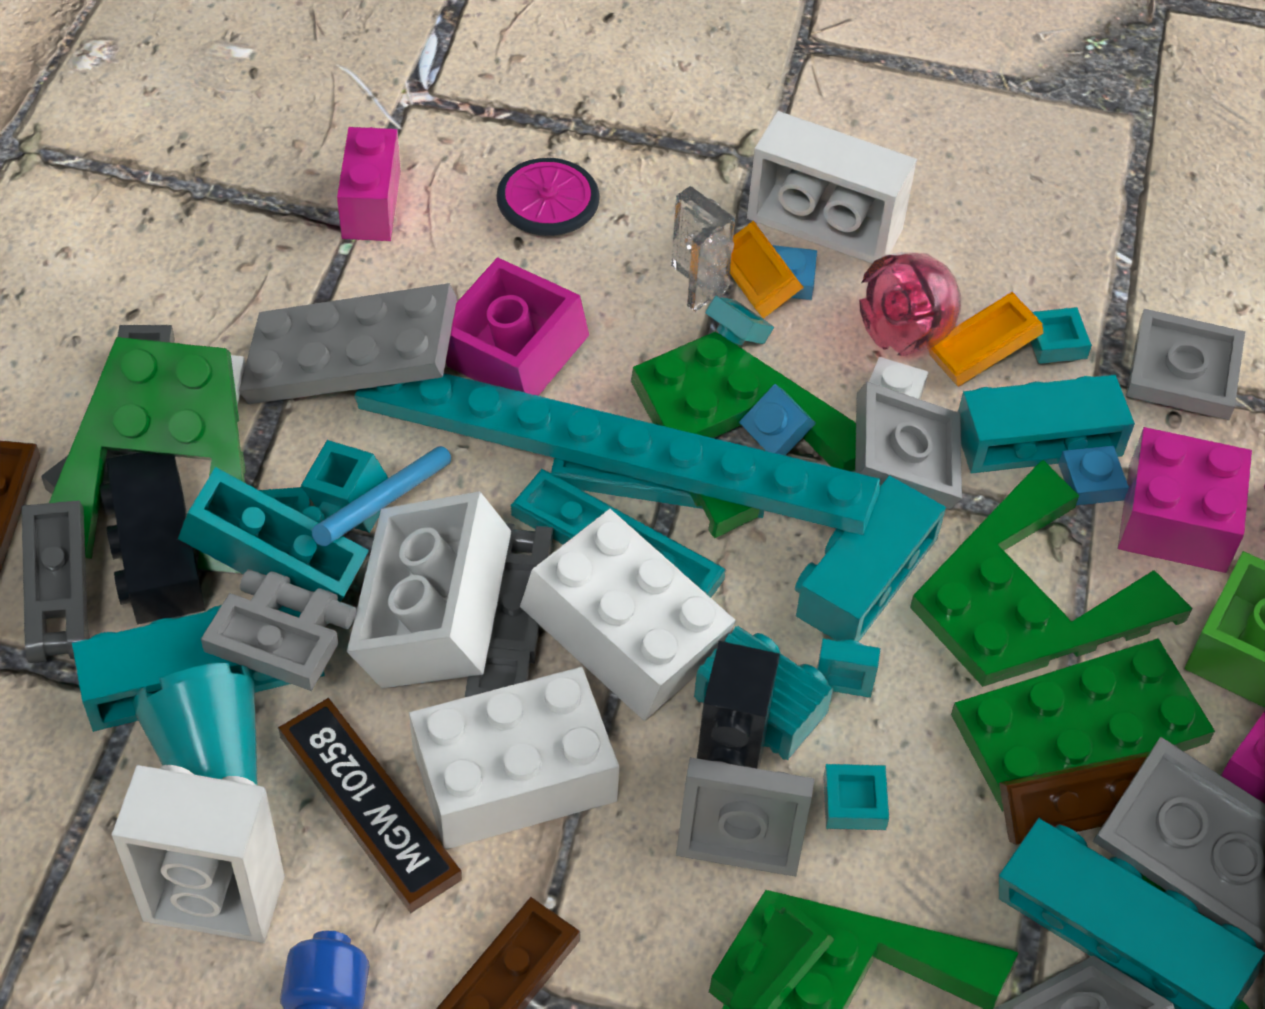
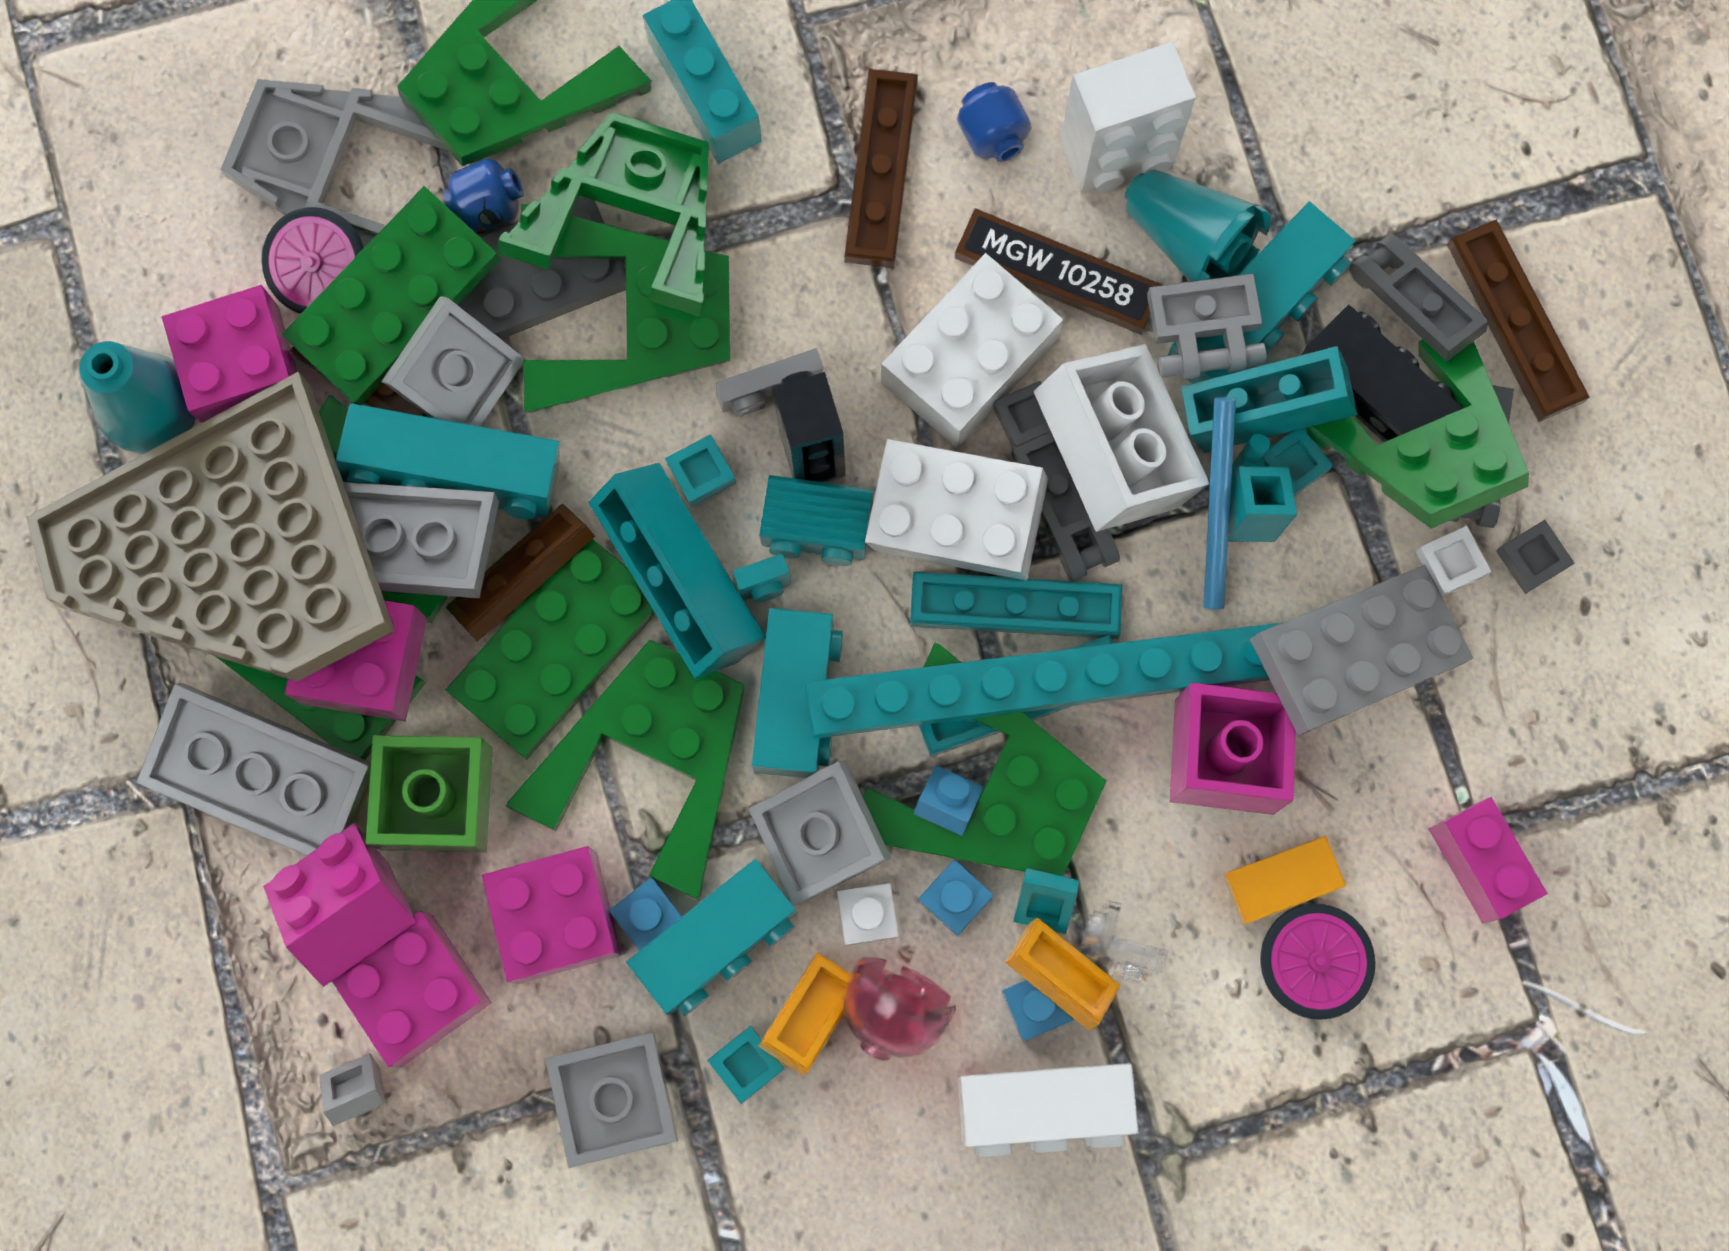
camera: 155 degrees right, 25 degrees up
(541, 253) = (1284, 880): none -> light orange tile
(813, 364) = (955, 897): none -> dark azure plate
(931, 709) = (676, 569): none -> teal brick

